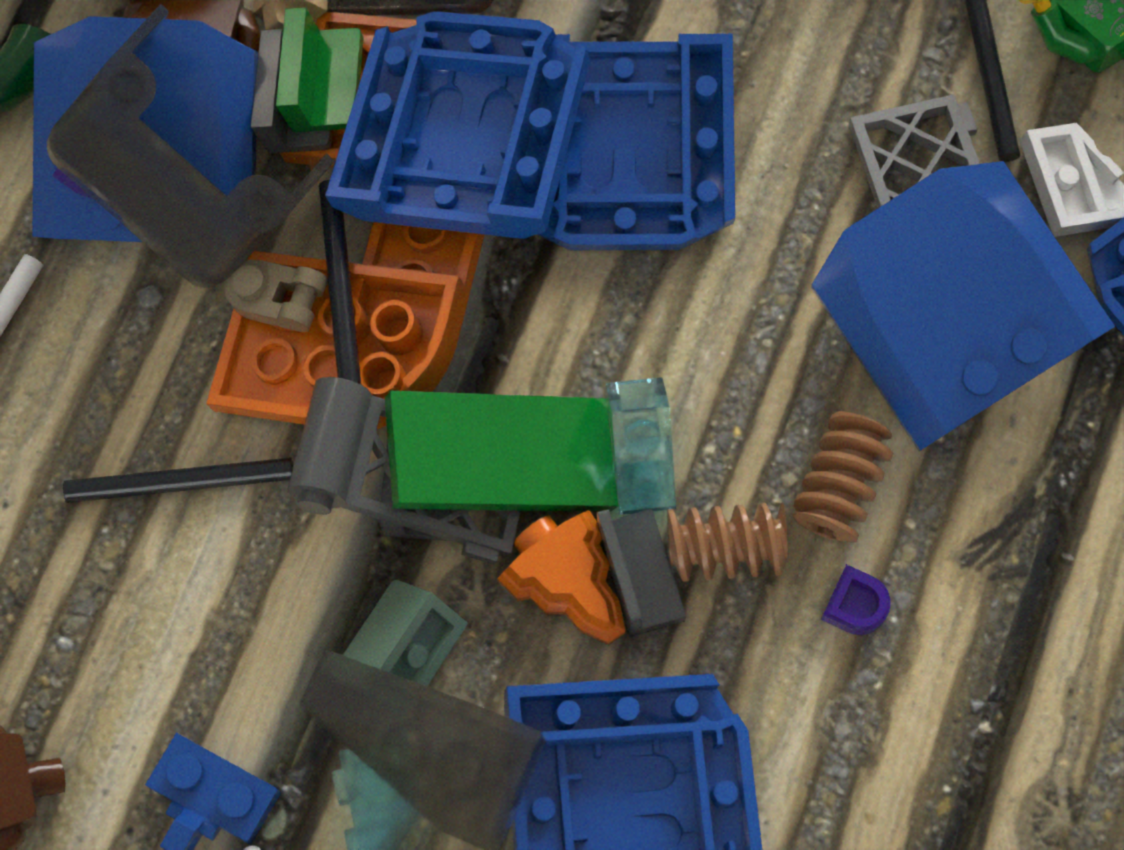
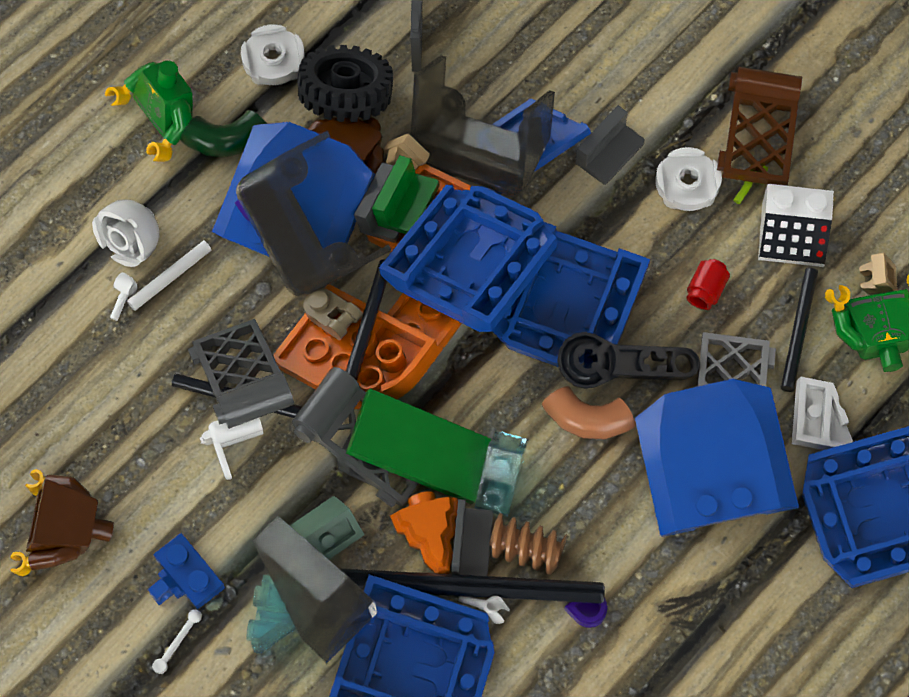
camera: 20 degrees right, 5 degrees down
(191, 541) = (223, 437): none -> white piece
(205, 472) = (252, 395): none -> dark grey piece
(686, 632) = (488, 585): none -> black axle
(707, 660) = (490, 606): none -> white hand
(736, 314) = (588, 420): none -> nougat cylinder
(748, 207) = (618, 361): none -> black beam
(828, 42) = (707, 284): none -> red brick
(840, 476) = (606, 532): medium nougat piece -> none

